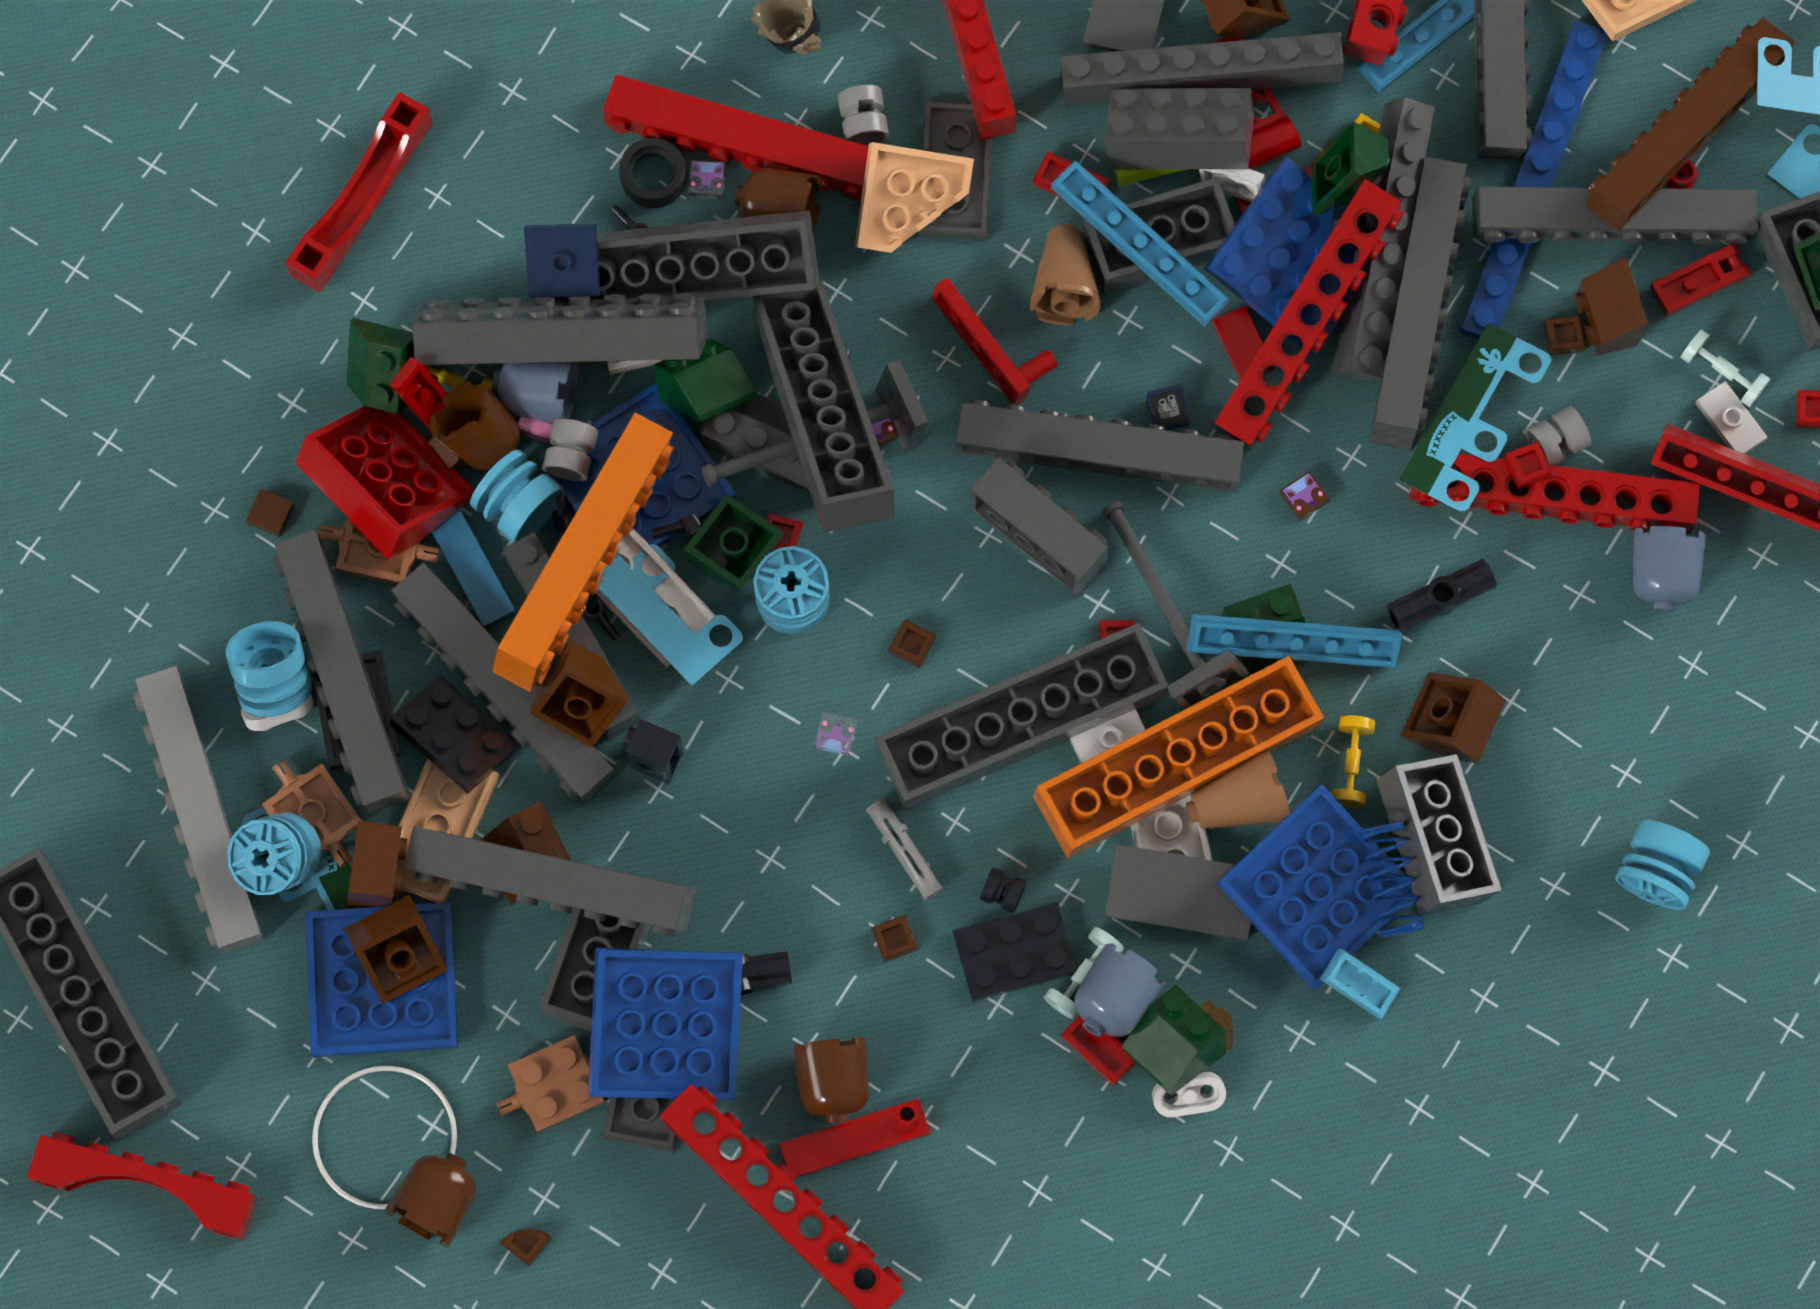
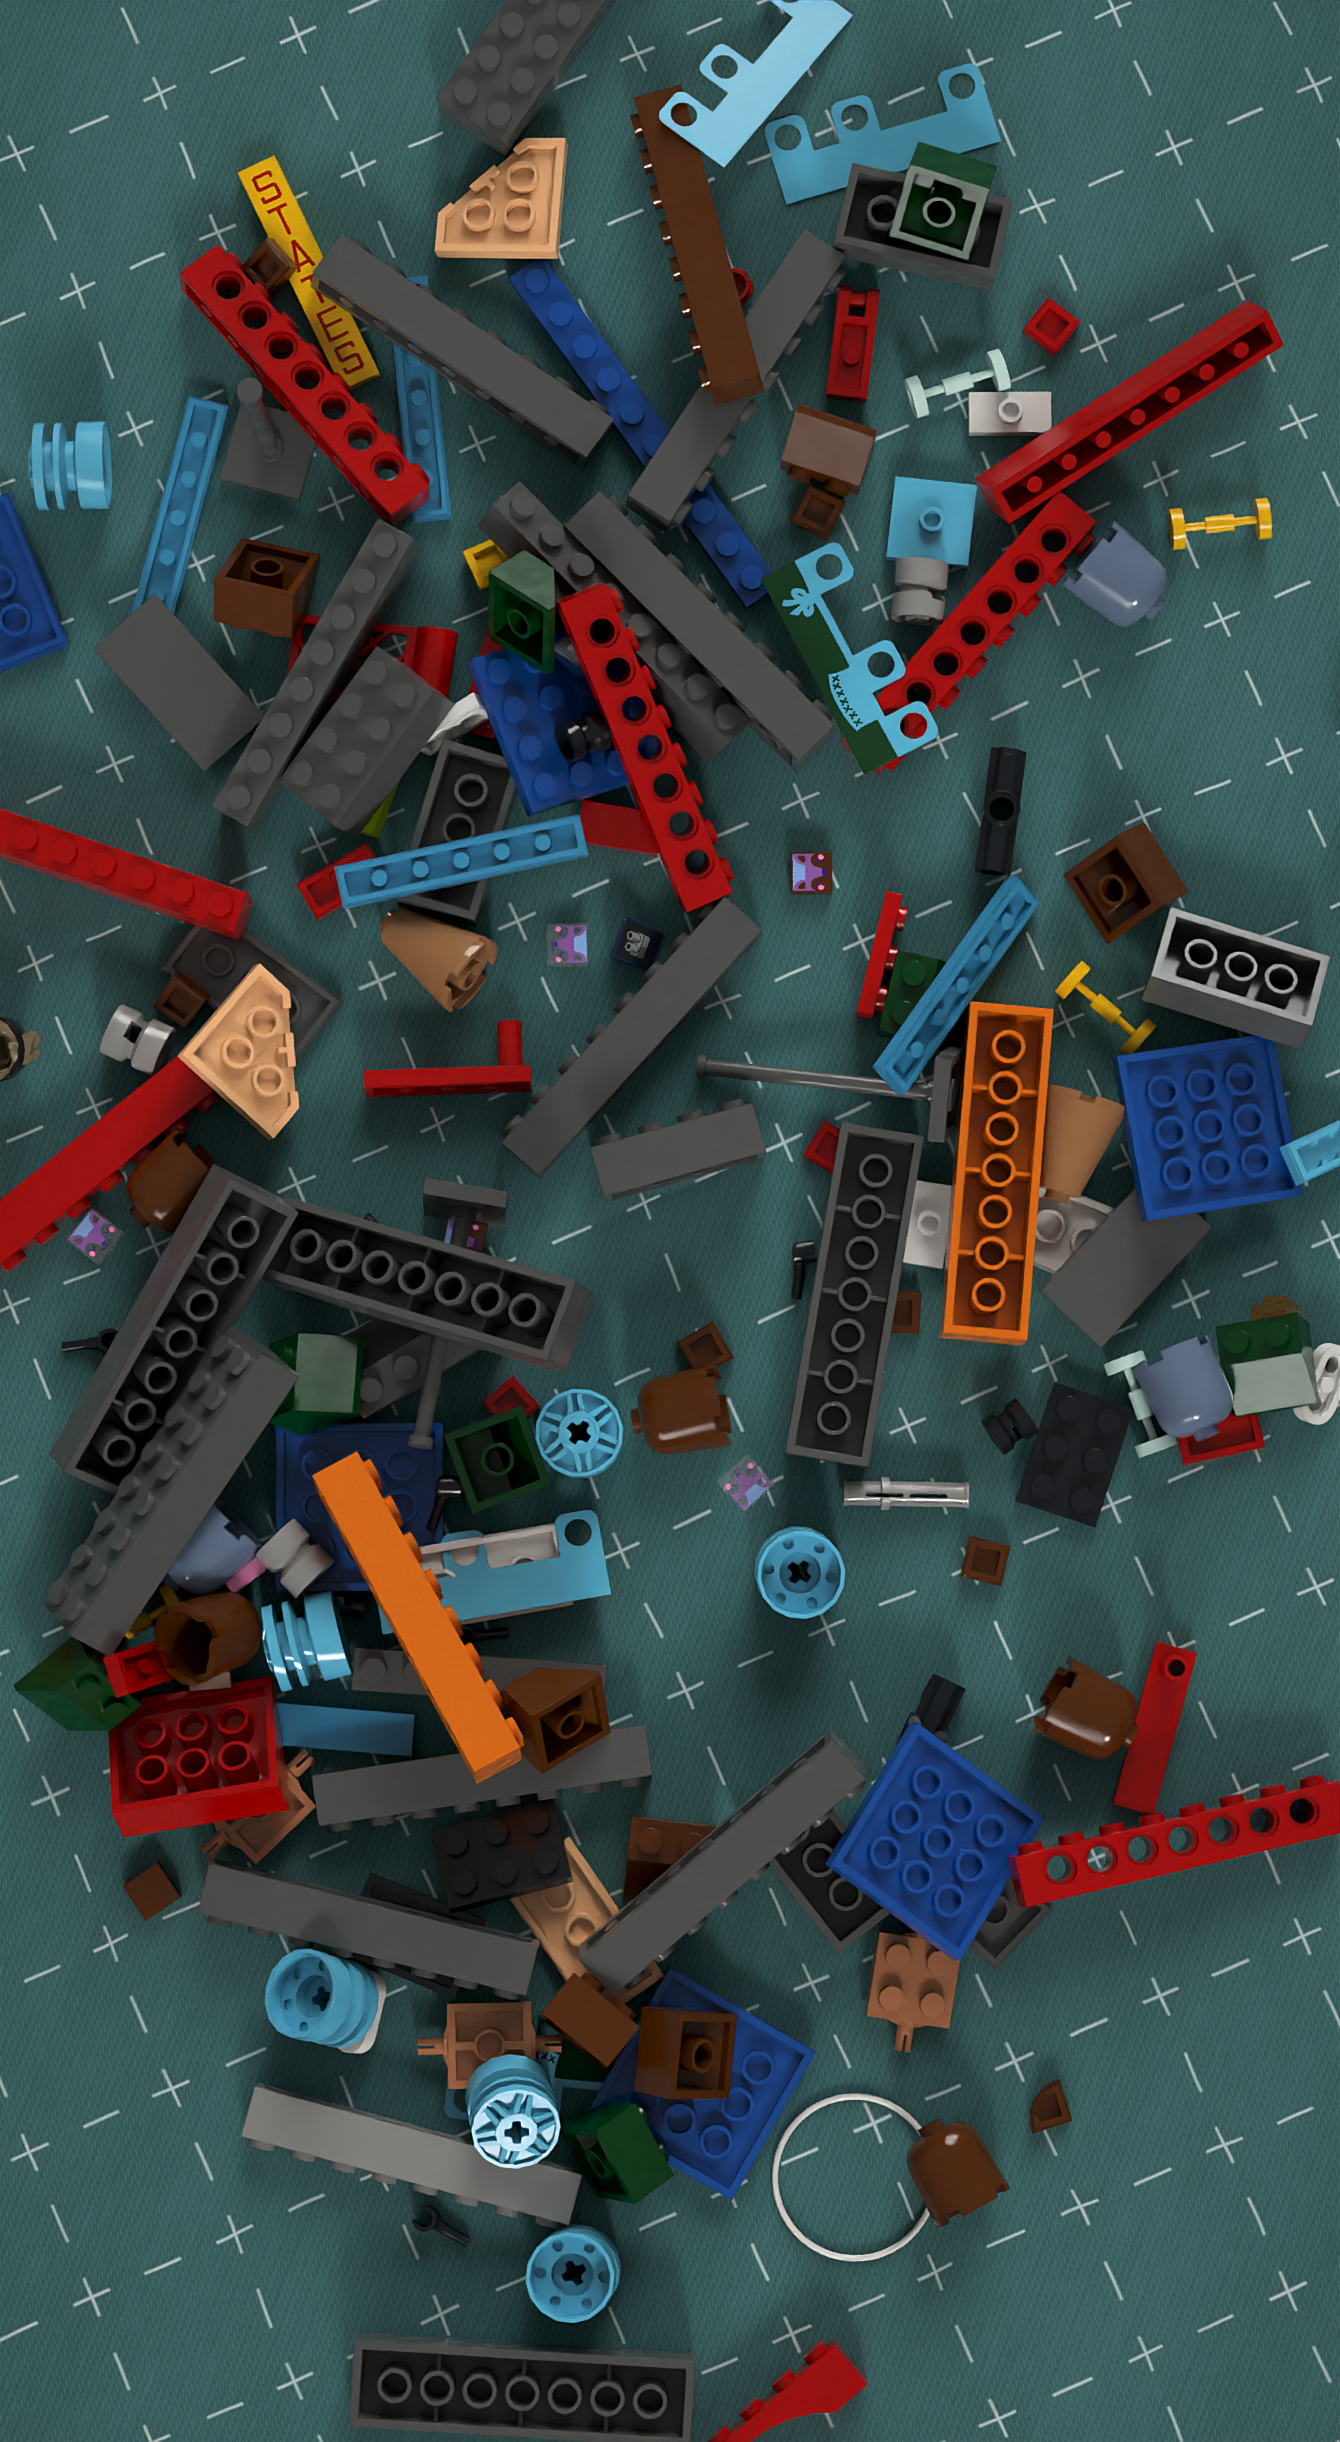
camera: 55 degrees left, 10 degrees up
(159, 864) = (441, 2226): none -> black hand
(182, 954) = (565, 2296): none -> medium azure wheel
(294, 947) = (617, 2151): none -> dark green slope
(562, 260) = (101, 1442): dark blue plate -> none
(645, 148) = (23, 1278): black tyre -> none
(653, 750) = (652, 1675): black brick -> none
(782, 790) = (802, 1596): none -> medium azure wheel
(857, 652) = (683, 1412): none -> reddish brown cylinder
(912, 128) = (181, 1000): none -> reddish brown tile
(1024, 664) = (803, 1253): none -> black hand
(1035, 767) = (907, 1313): none -> reddish brown tile
(1135, 363) = (568, 945): none -> tile
(1286, 265) = (583, 736): none -> black wheel
(1308, 569) = (882, 956): none -> red plate
(1413, 926) = (1311, 1058): blue piece -> none
(1528, 465) = (933, 641): red tile -> none
(1616, 416) = (931, 520): none -> medium azure plate
(1759, 614) = (1261, 519): none -> yellow wheel

